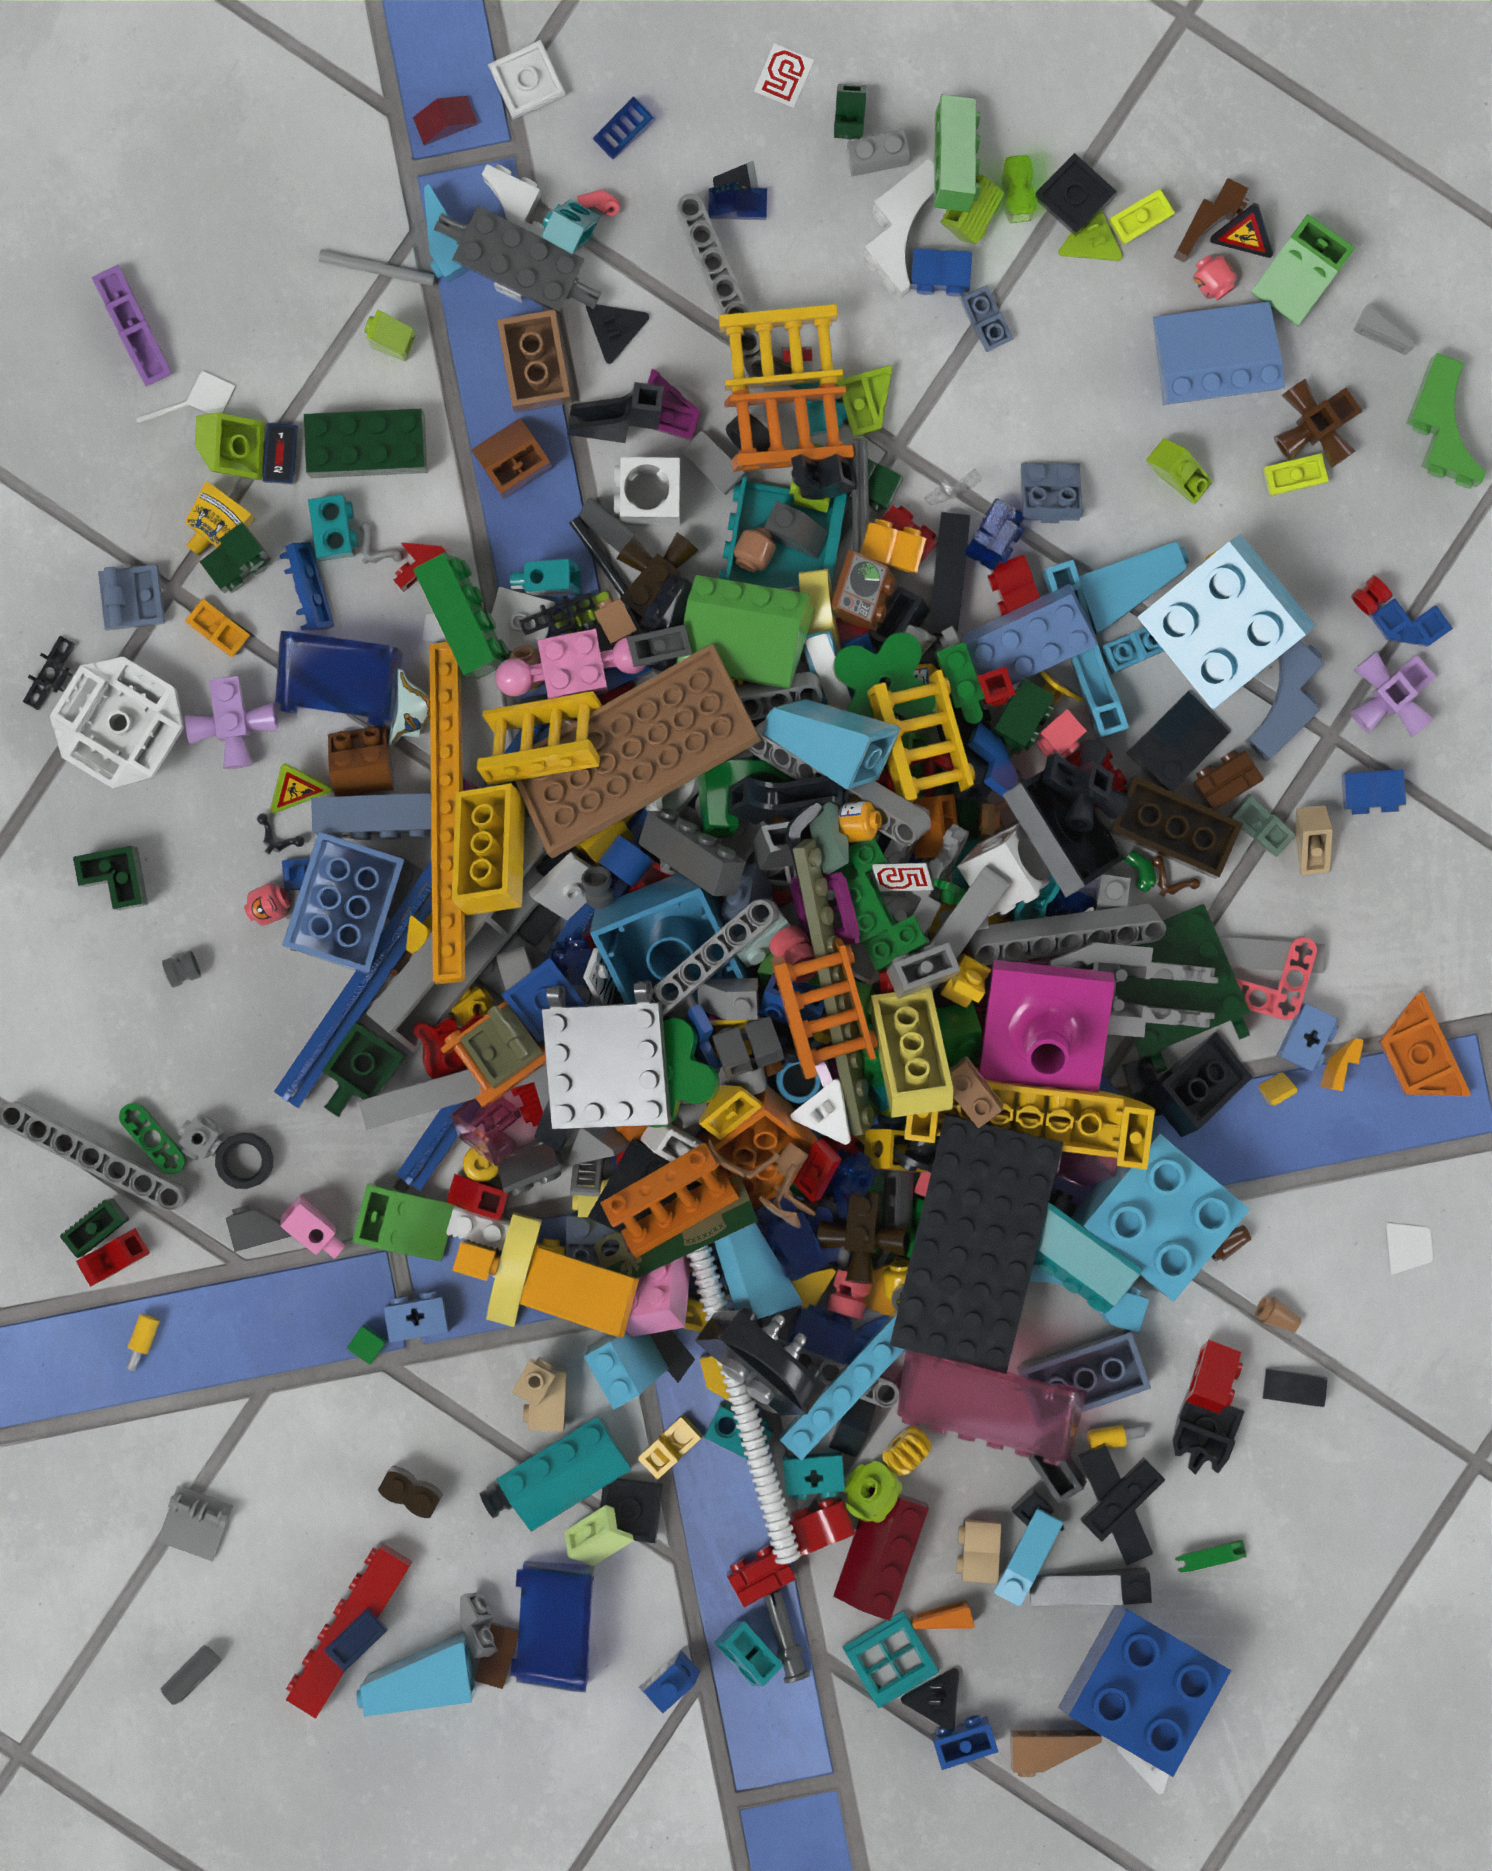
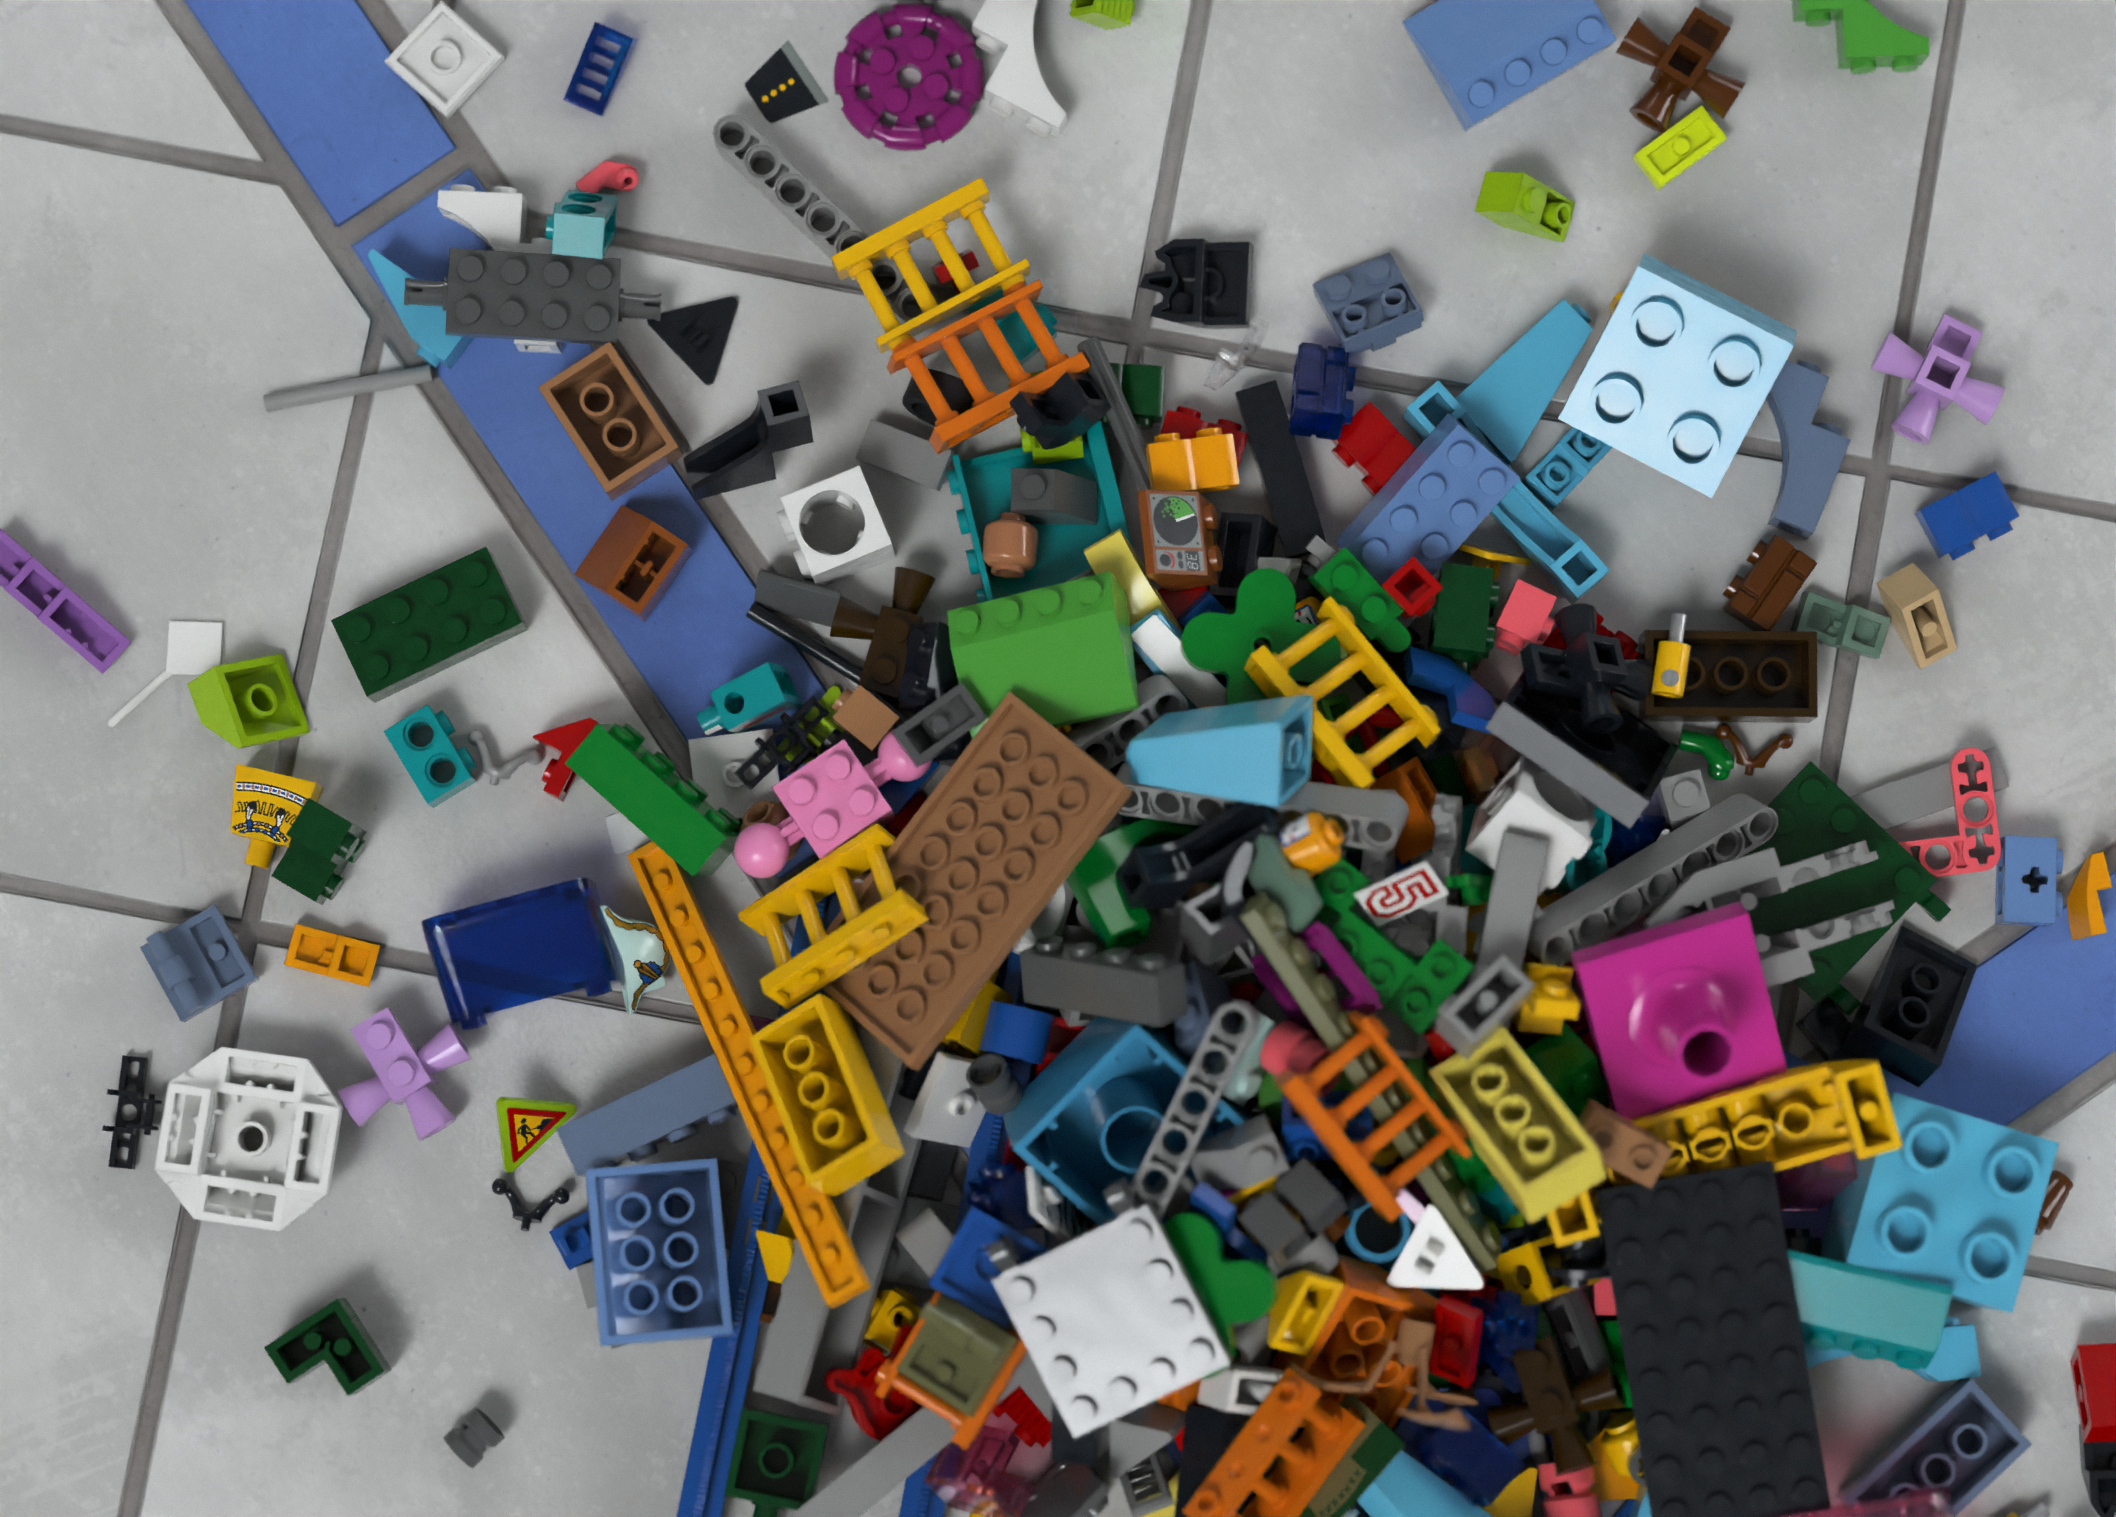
camera: 20 degrees left, 5 degrees down
(267, 904) = (554, 1299): coral head -> none
(280, 453) = (320, 687): tile -> none
(308, 586) = (432, 847): blue plate -> none
(360, 761) = (600, 1053): dark orange slope -> none
(389, 335) = (402, 468): lime slope -> none
(444, 118) = (356, 156): dark red slope -> none
(677, 414) = (832, 411): magenta wing -> none
(737, 203) = (791, 103): clear blue slope -> none
(827, 201) = (904, 52): none -> magenta plate
(866, 400) = (1072, 288): lime wing -> none
(941, 271) = (1098, 79): blue brick -> none
(951, 433) = (1203, 283): none -> black plate
(986, 318) = (1183, 116): sand blue slope -> none
(1142, 802) = (1672, 661): none -> yellow piece
(1177, 742) = (1680, 562): black slope -> none
(1277, 1089) = (2018, 967): yellow slope -> none
(1371, 595) = (1850, 262): red wheel -> none
(1398, 627) = (1903, 289): blue tile -> none

